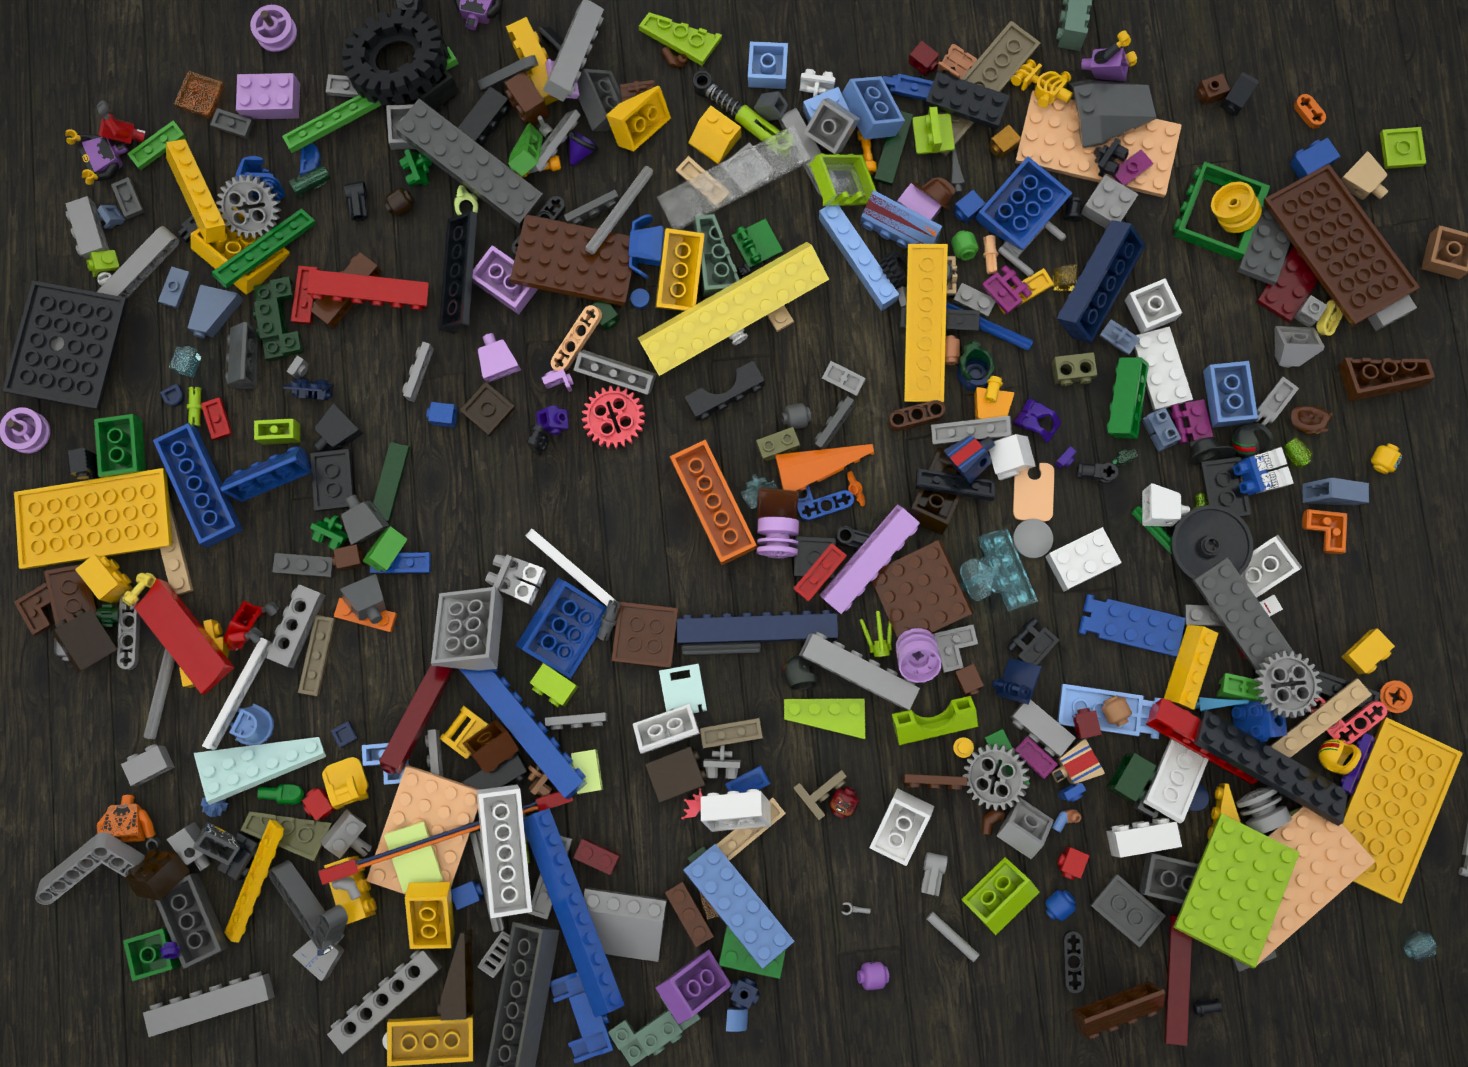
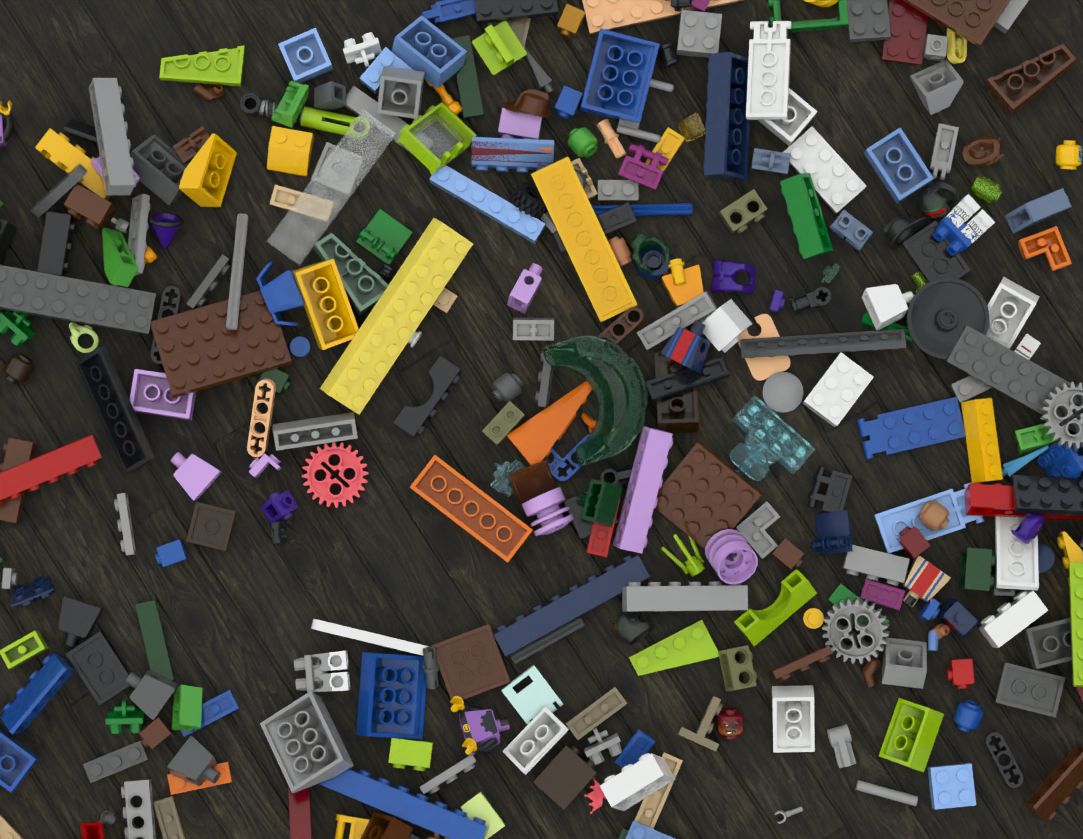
camera: 35 degrees left, 5 degrees up
(622, 693) = (478, 727): none -> torso
(736, 96) = (291, 104): none -> bright green hinge
(827, 550) = (600, 502): none -> dark green brick
(853, 341) = (523, 294): none -> lavender torso
(869, 755) = (732, 669): none -> olive brick
(891, 457) = (618, 391): none -> clear green windscreen
(1015, 961) = (951, 786): none -> light blue brick
(1091, 513) = (822, 343): none -> dark grey plate
(1093, 812) = (957, 617): none -> dark blue torso
(1156, 259) = (768, 71): none -> white hinge
(1197, 420) = (881, 205): magenta plate -> none
(1199, 763) = (1029, 528): none -> dark purple hair

